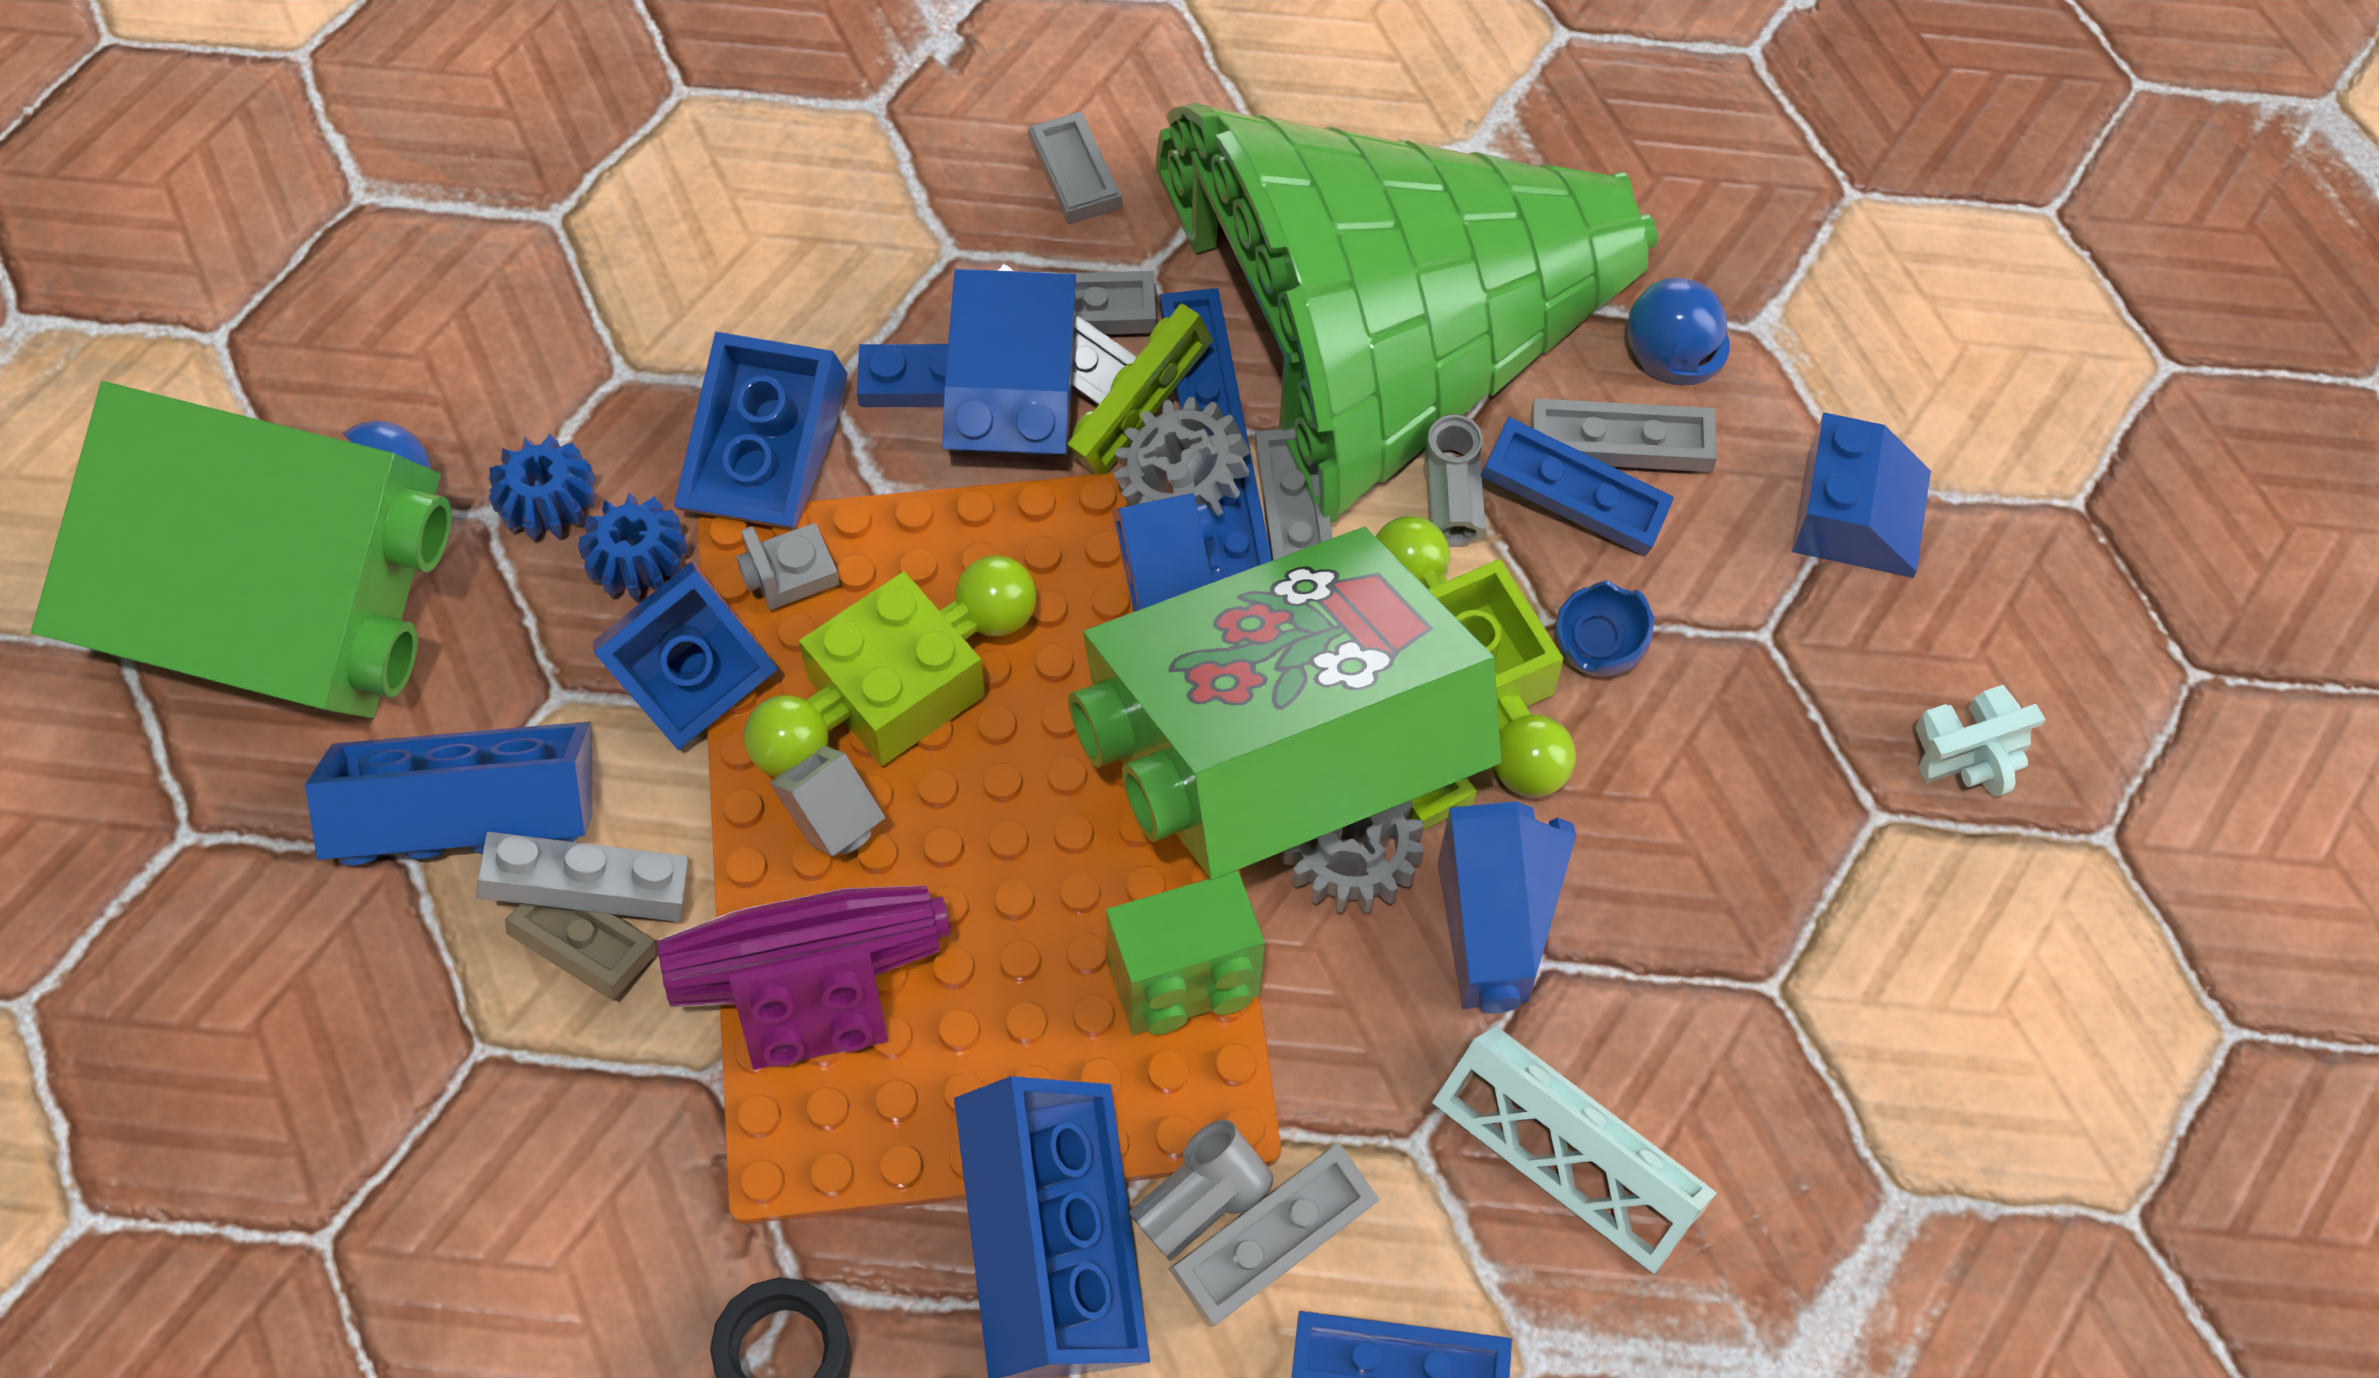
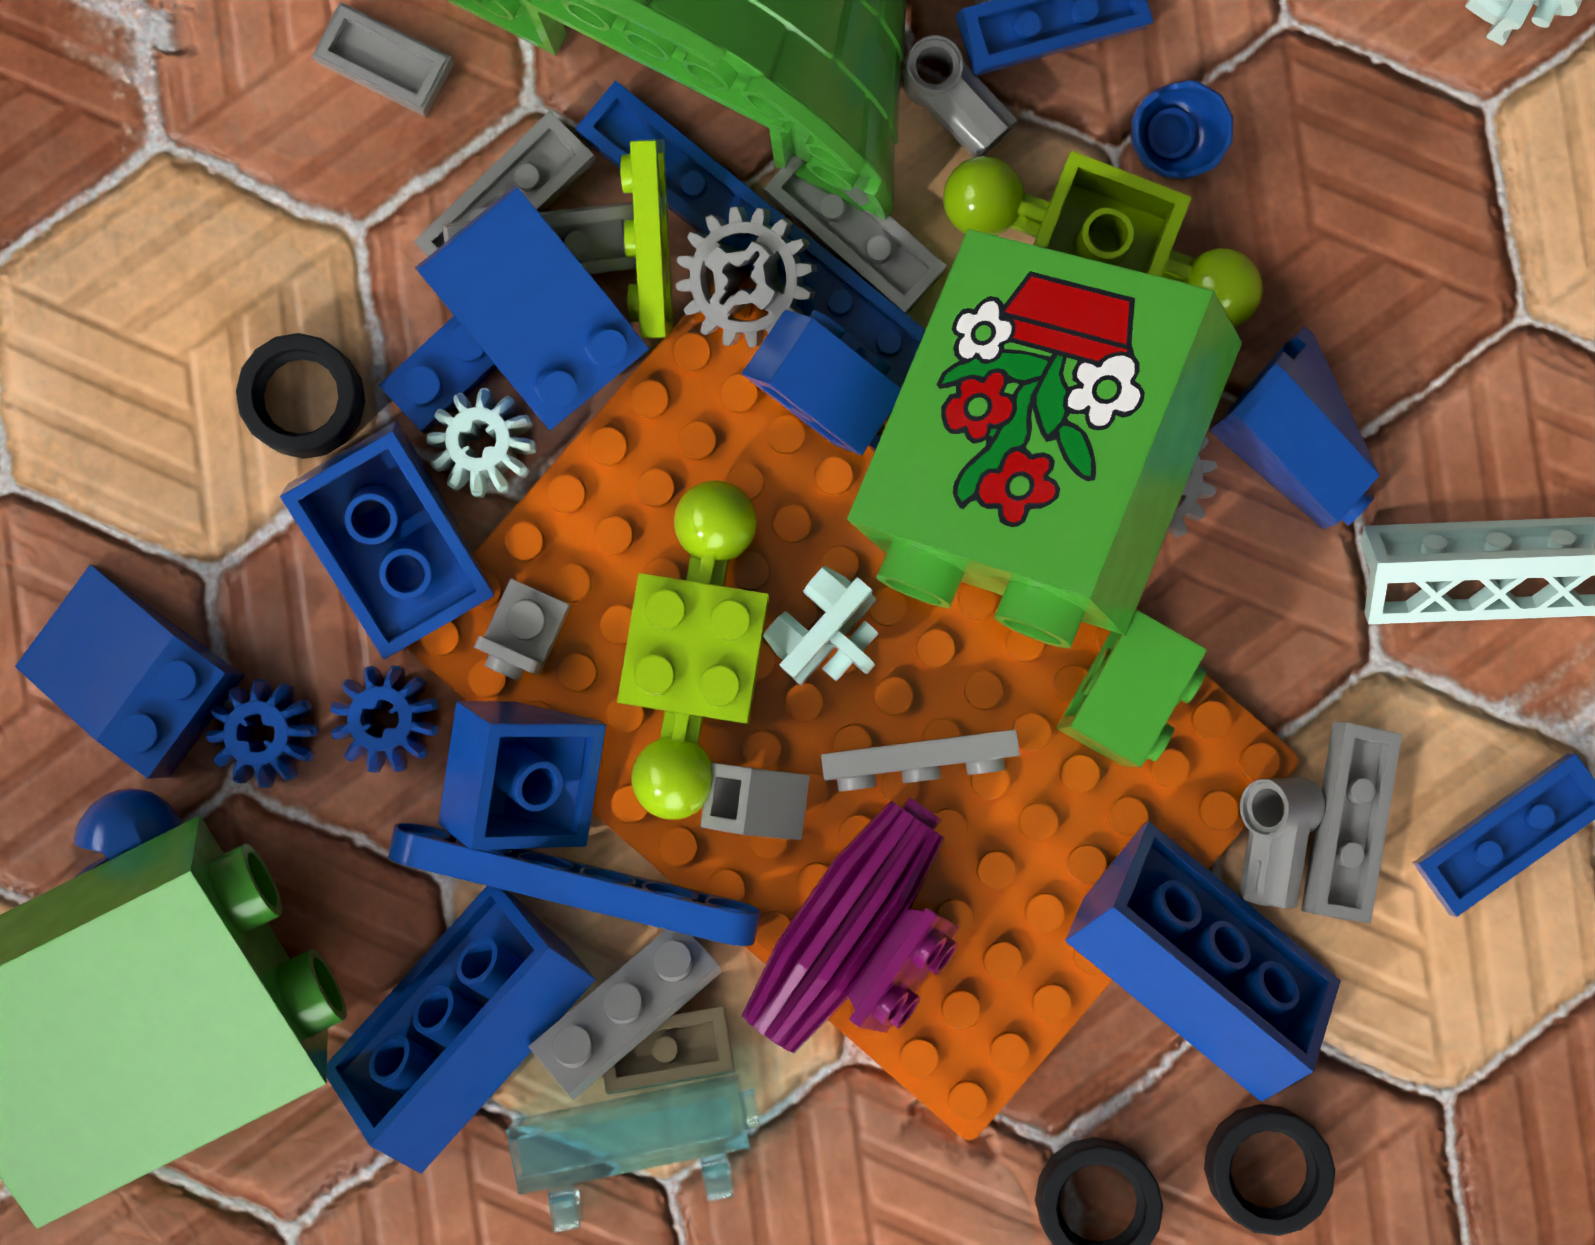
camera: 35 degrees left, 25 degrees up
(492, 973) = (632, 1135): none -> clear light blue brick
(494, 384) = (127, 674): none -> blue slope
(644, 763) = (578, 885): none -> blue beam
(802, 273) = (262, 366): none -> black tyre
(889, 431) = (468, 426): none -> light aqua gear
(980, 880) = (920, 759): none -> light grey plate
(1001, 740) = (843, 608): none -> light aqua hips

